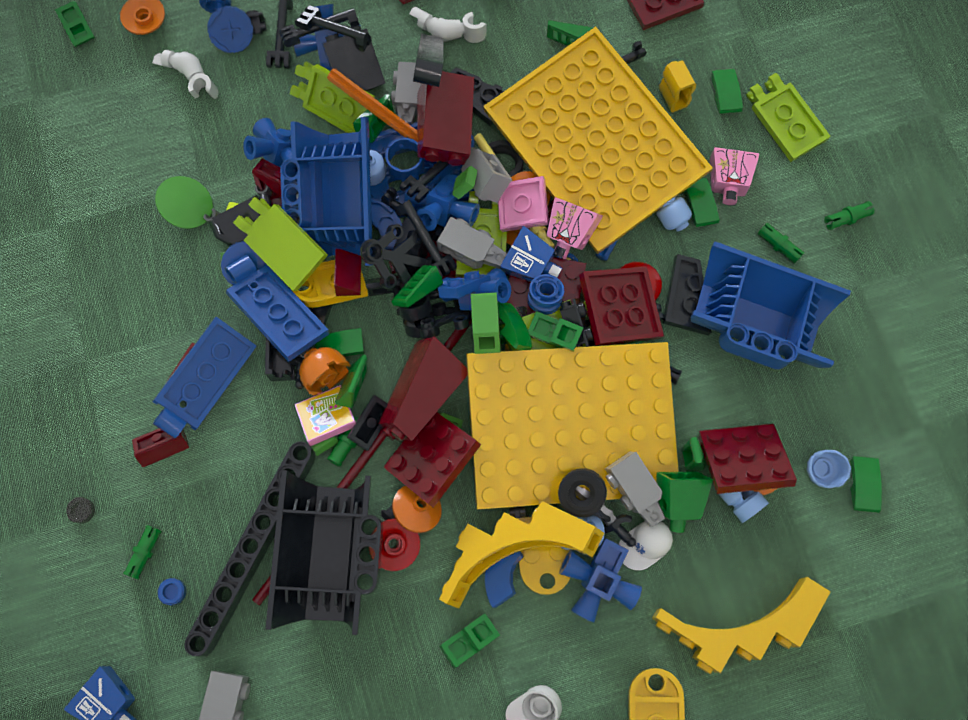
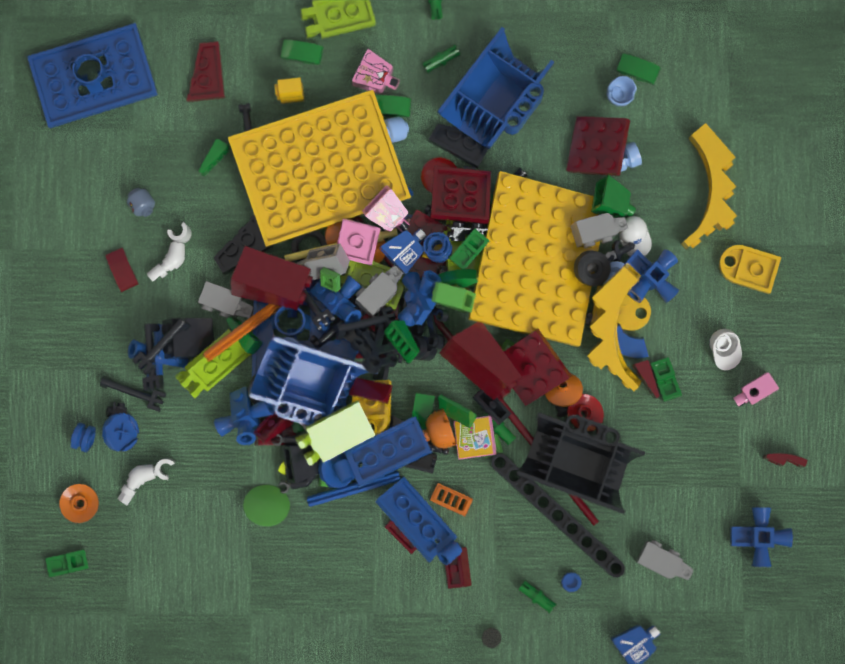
camera: 75 degrees left, 10 degrees up
(216, 274) = (351, 489): none -> blue axle
(247, 429) = (461, 496): none -> orange slope
(429, 61) = (230, 275): black beam -> none
(470, 607) = (645, 373): none -> dark red slope
(693, 455) = (584, 181): green slope -> none

